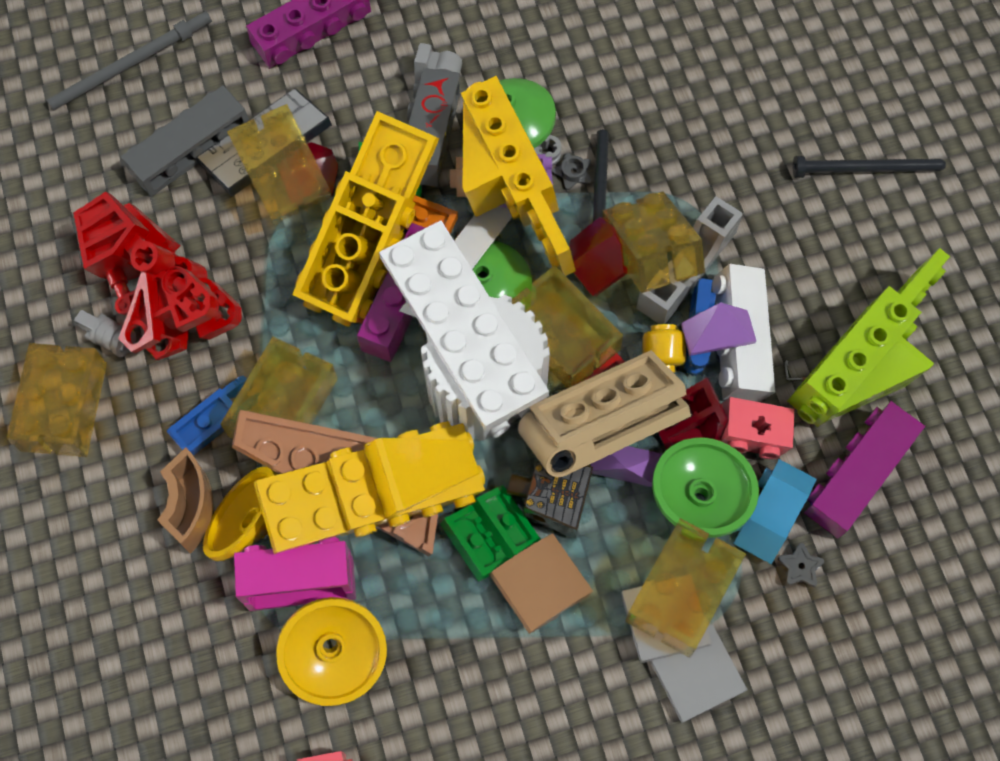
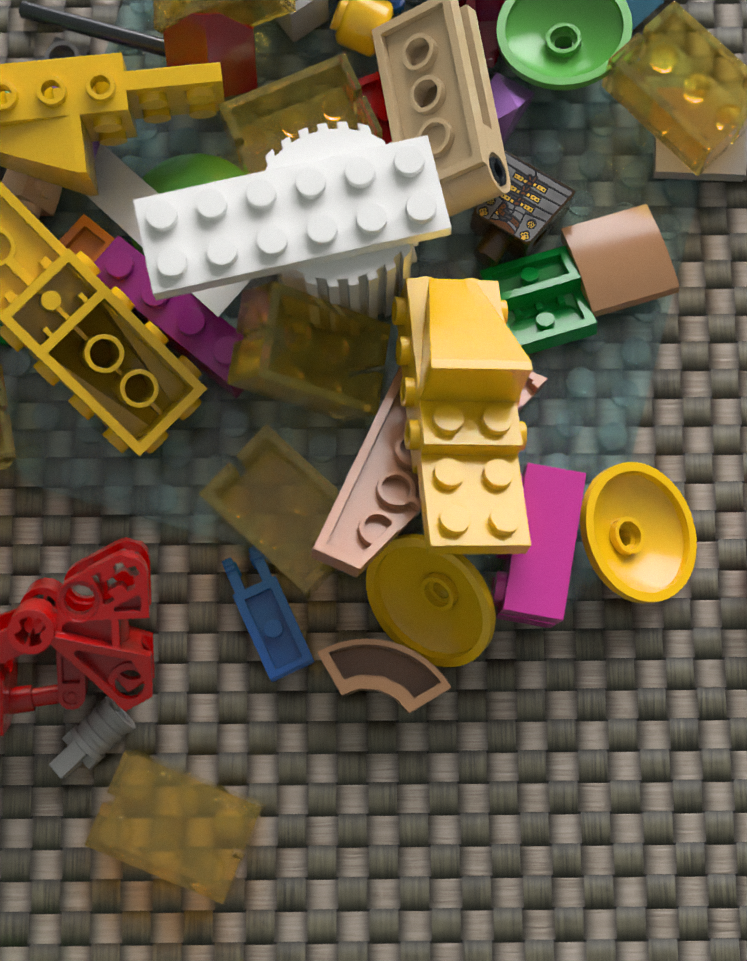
camera: 75 degrees left, 10 degrees up
(389, 377) = (304, 350): none -> clear yellow piece

